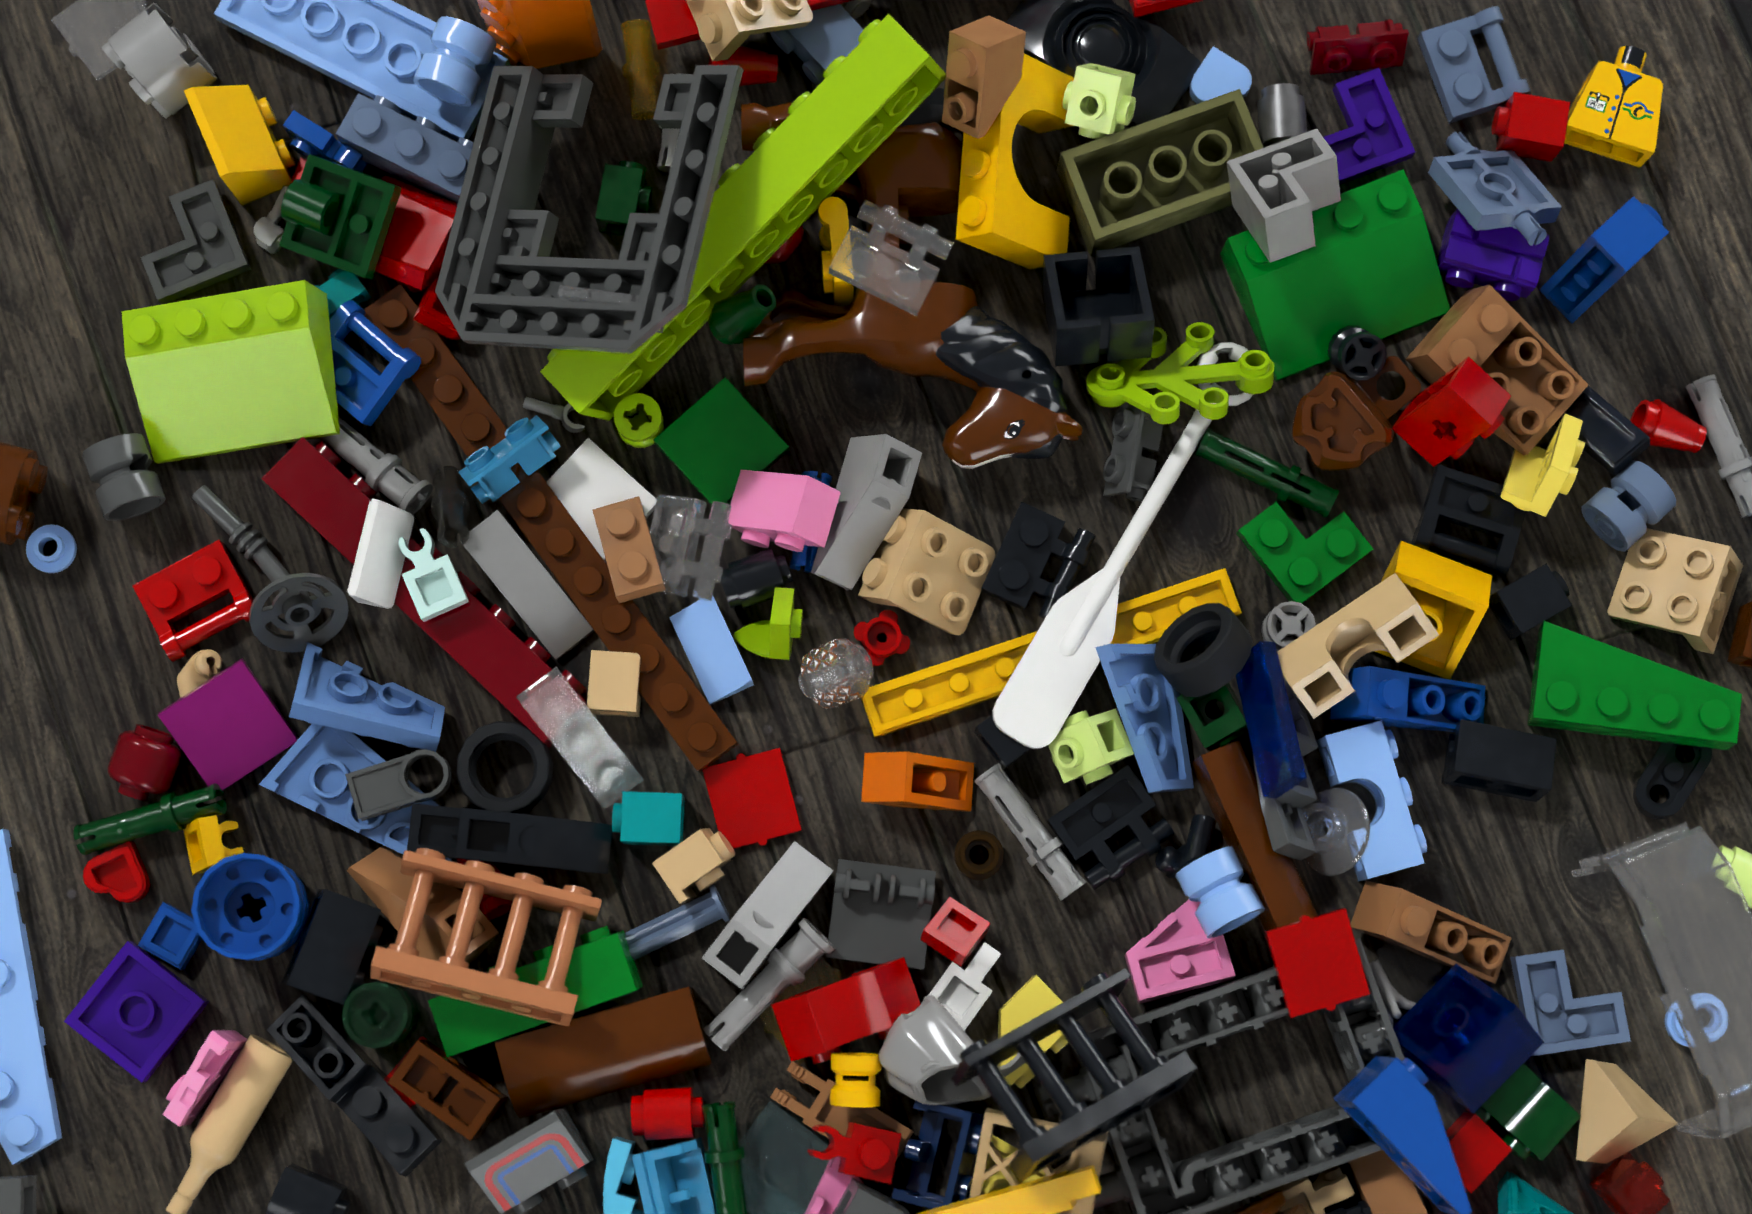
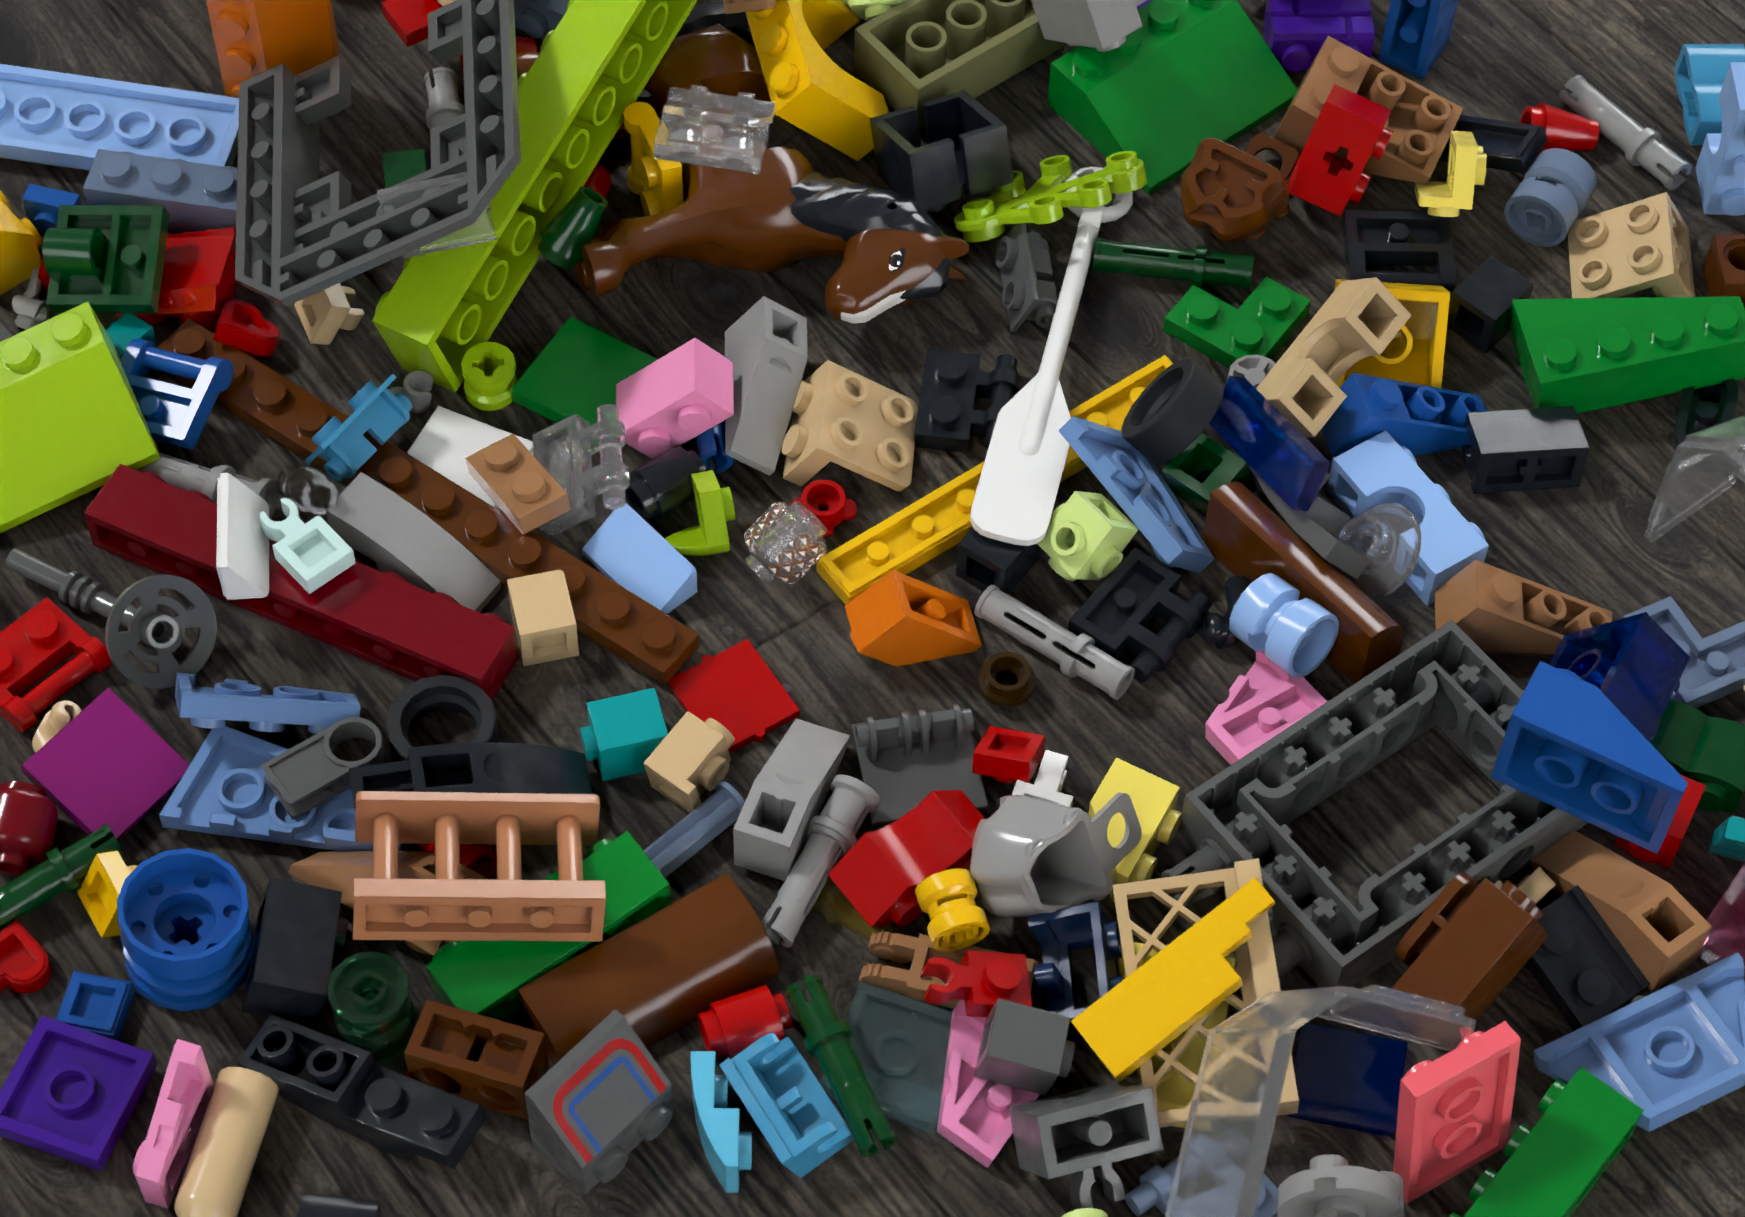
camera: 15 degrees left, 25 degrees down
(457, 55) = (195, 99): light blue wheel -> none
(579, 737) = (520, 663): clear plate -> none
(640, 68) = (392, 82): clear yellow pin -> none
(1078, 1121) = (1213, 839): black fence -> none
(1317, 962) = (1416, 648): red piece -> none
(1368, 353) = (1230, 127): black wheel -> none

